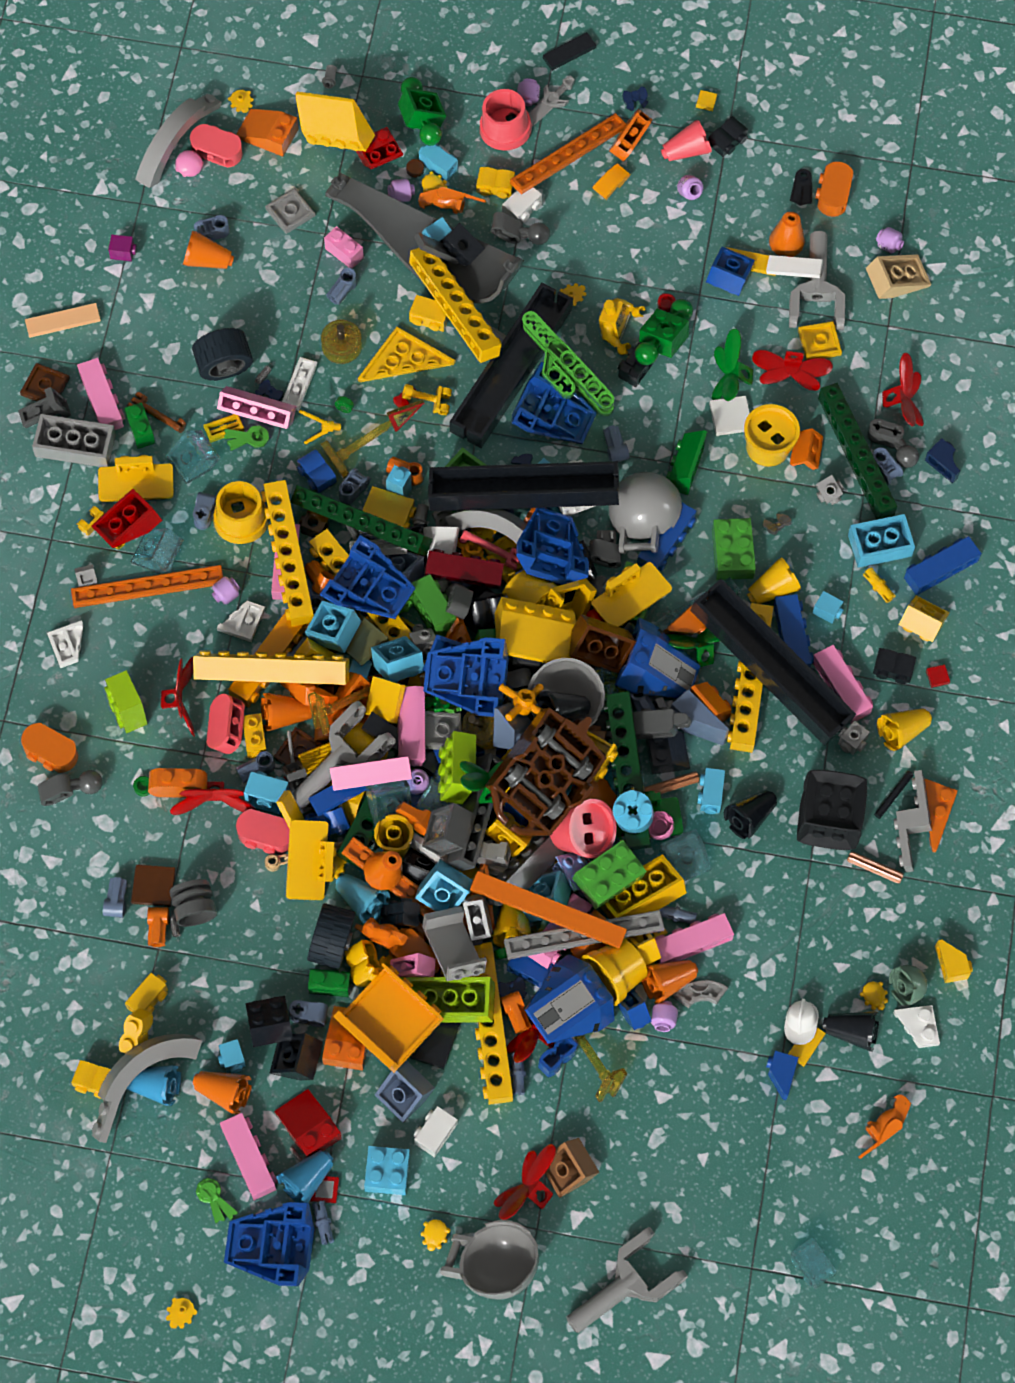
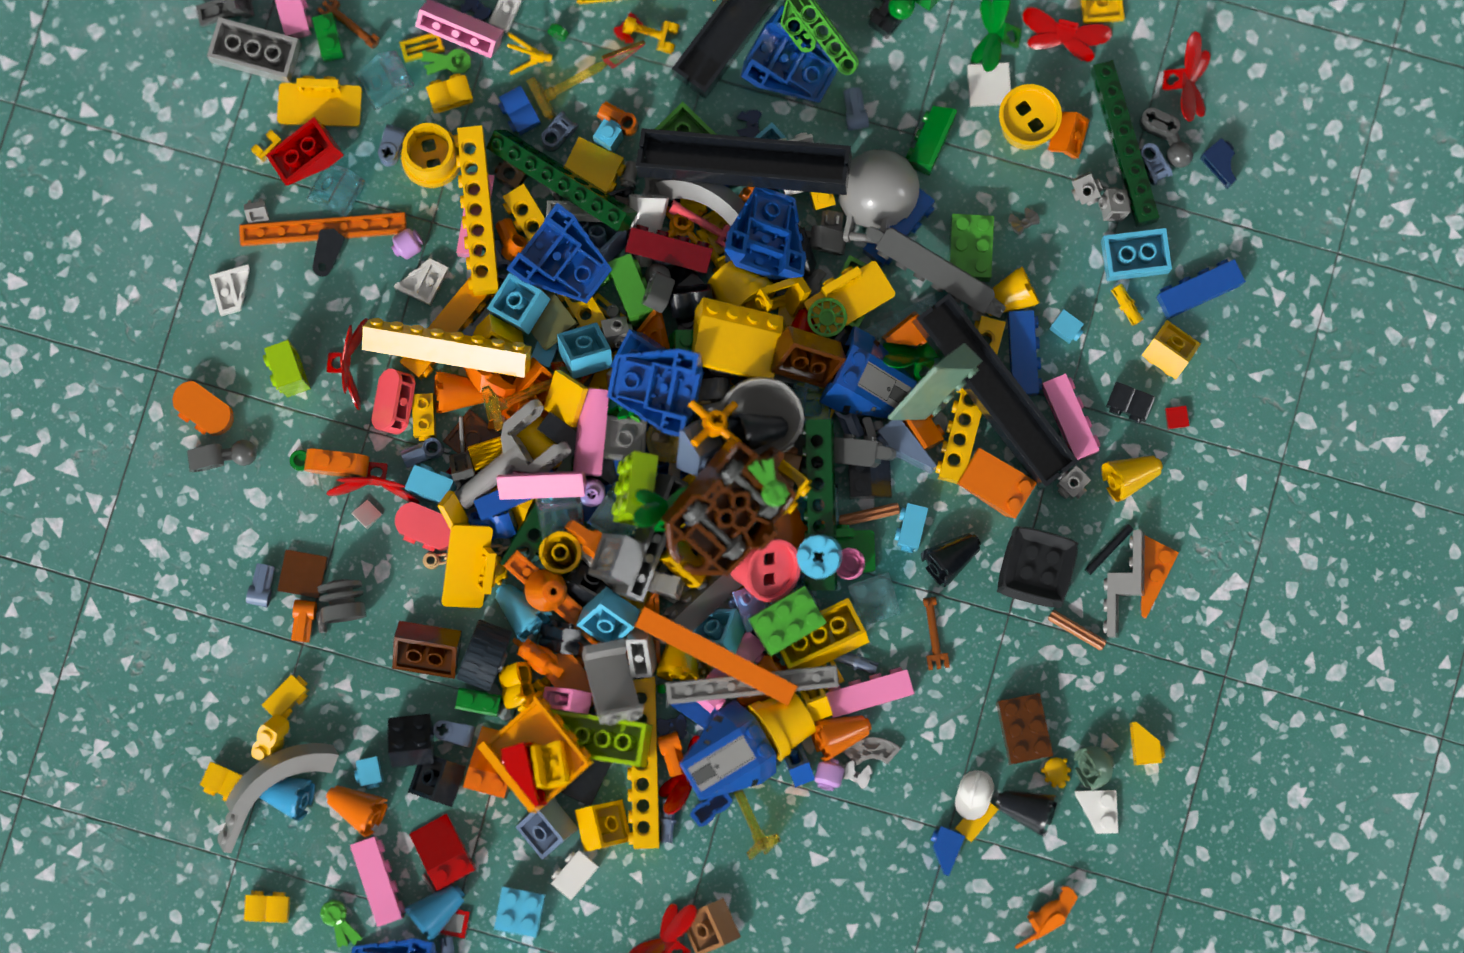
camera: 10 degrees right, 15 degrees up
(144, 1192) = (267, 908): none -> yellow brick
(153, 603) = (327, 250): none -> black piece
(208, 827) = (366, 514): none -> white slope
(252, 462) = (449, 93): none -> yellow brick
(275, 941) = (426, 649): none -> reddish brown slope
(377, 1026) = (521, 769): none -> red slope
(404, 1023) = (550, 765): none -> yellow bracket
(457, 1083) = (603, 825): none -> yellow slope
(586, 752) = (774, 491): none -> bright green piece
(595, 518) = (821, 200): none -> yellow brick
(614, 611) = (827, 317): none -> bright green wheel
(694, 1018) = (861, 778): none -> piece
(705, 563) = (936, 270): none -> dark grey hinge
(721, 656) = (938, 385): none -> sand green slope
(749, 901) = (929, 603): none -> dark orange hinge
(784, 744) = (996, 483): none -> orange slope
(839, 957) = (1024, 729): none -> reddish brown brick
(856, 501) = (1114, 204): none -> light grey brick

